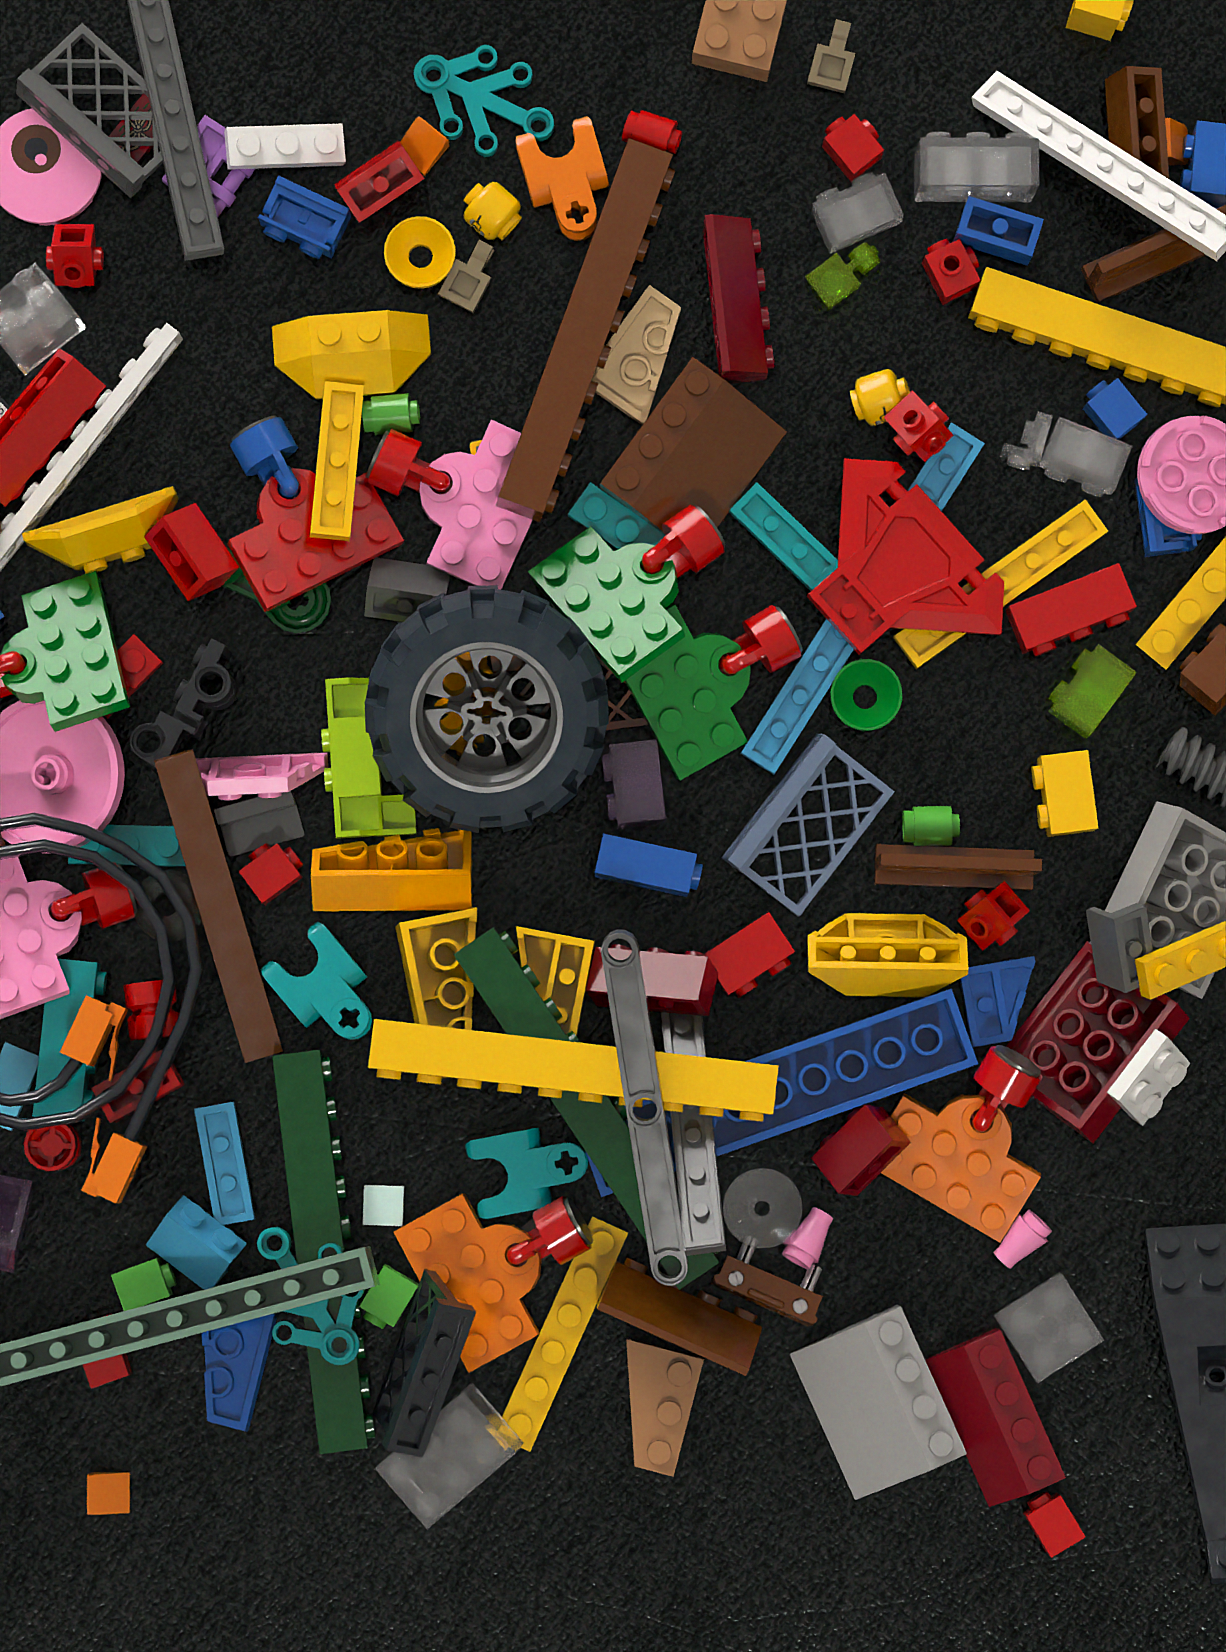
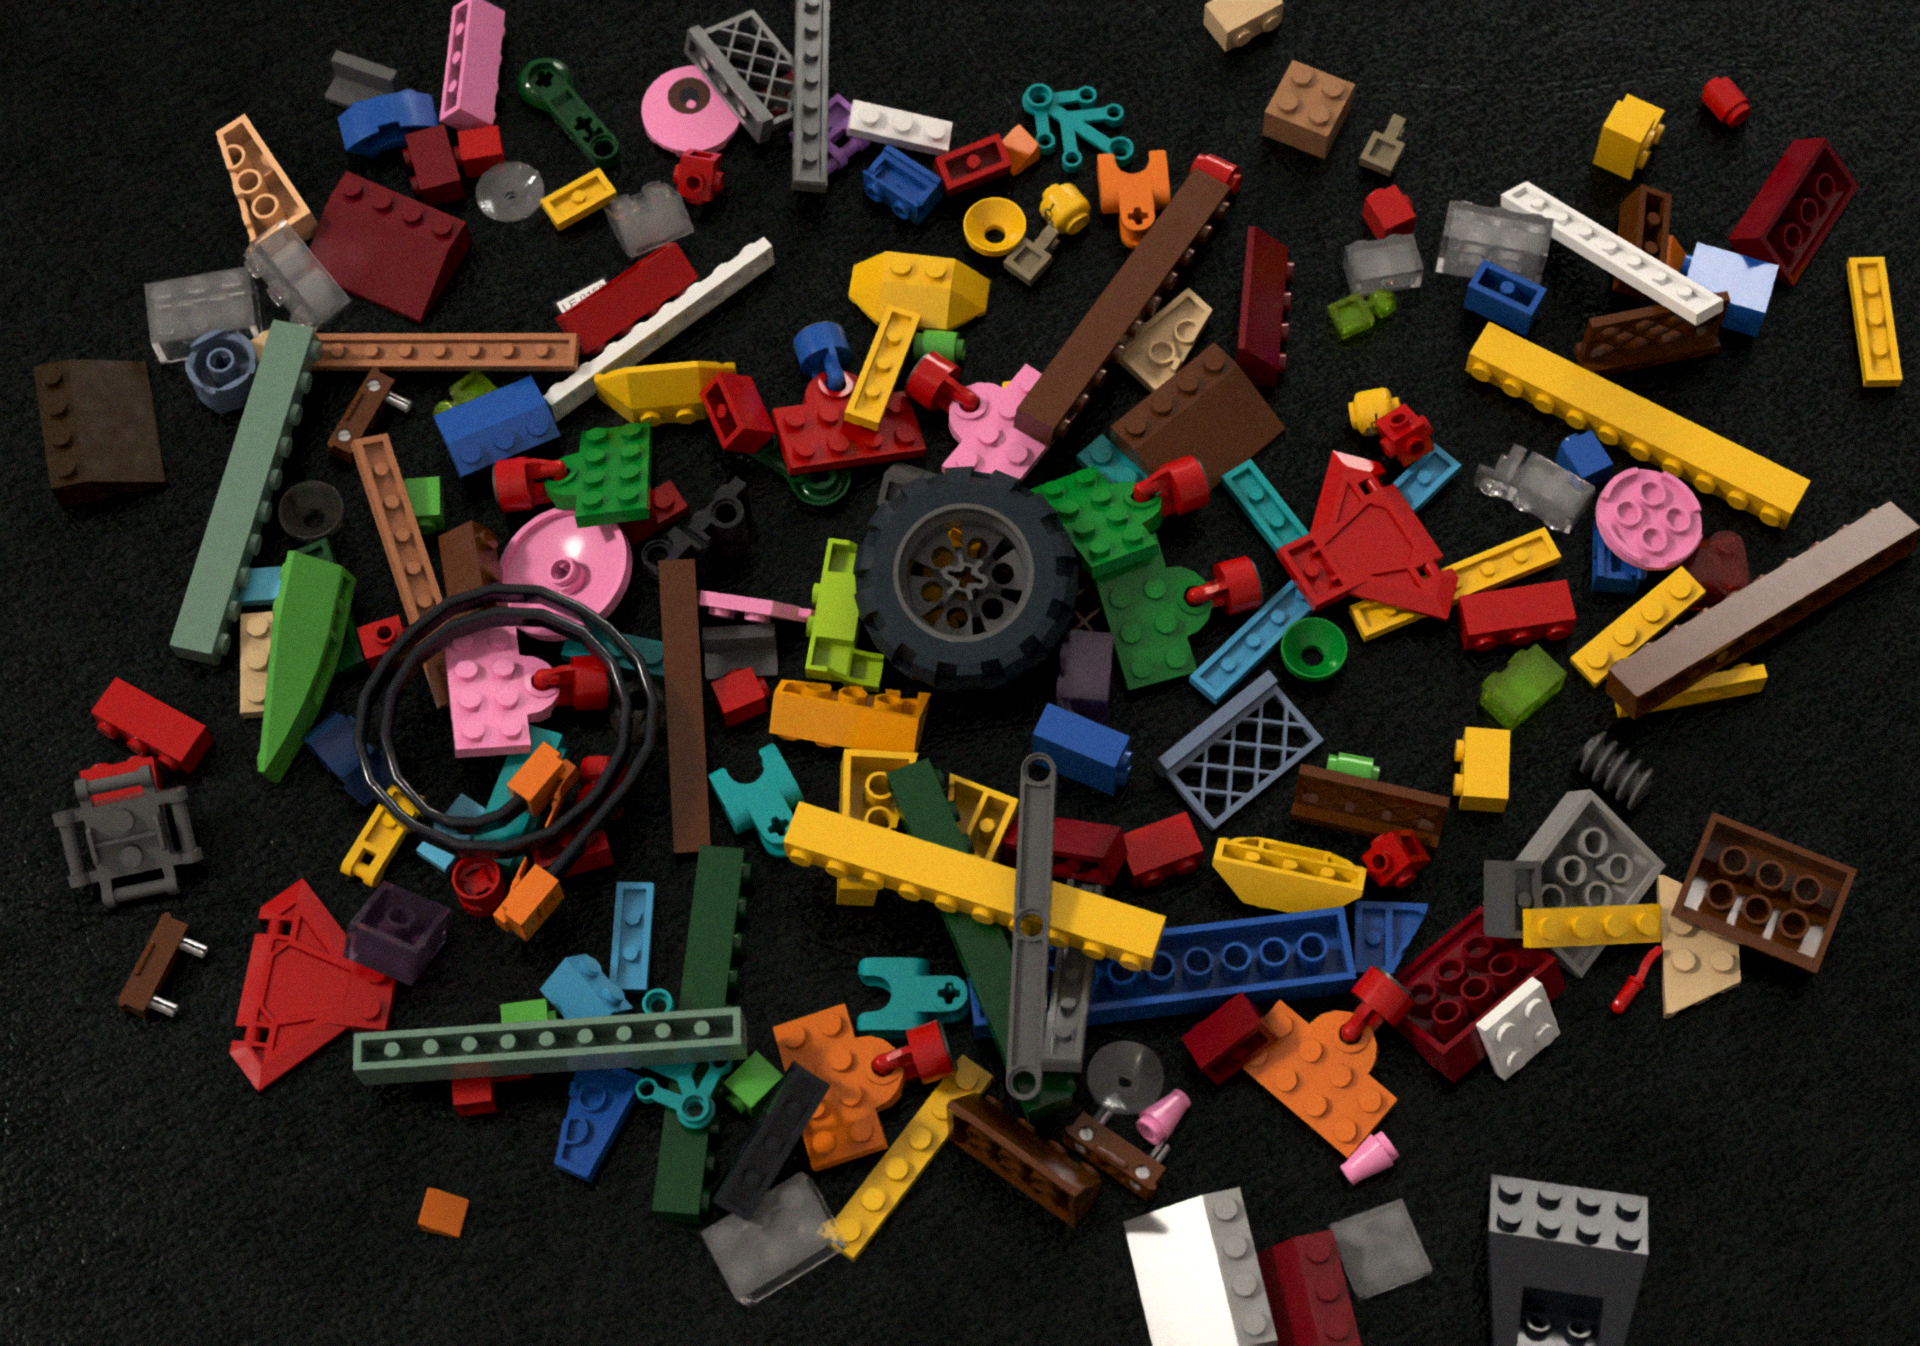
camera: 20 degrees right, 20 degrees down
(383, 1205) = (769, 1005): light aqua tile -> none
(660, 1402) = (989, 1235): medium nougat wedge -> none
(951, 269) = (1457, 324): red brick -> none

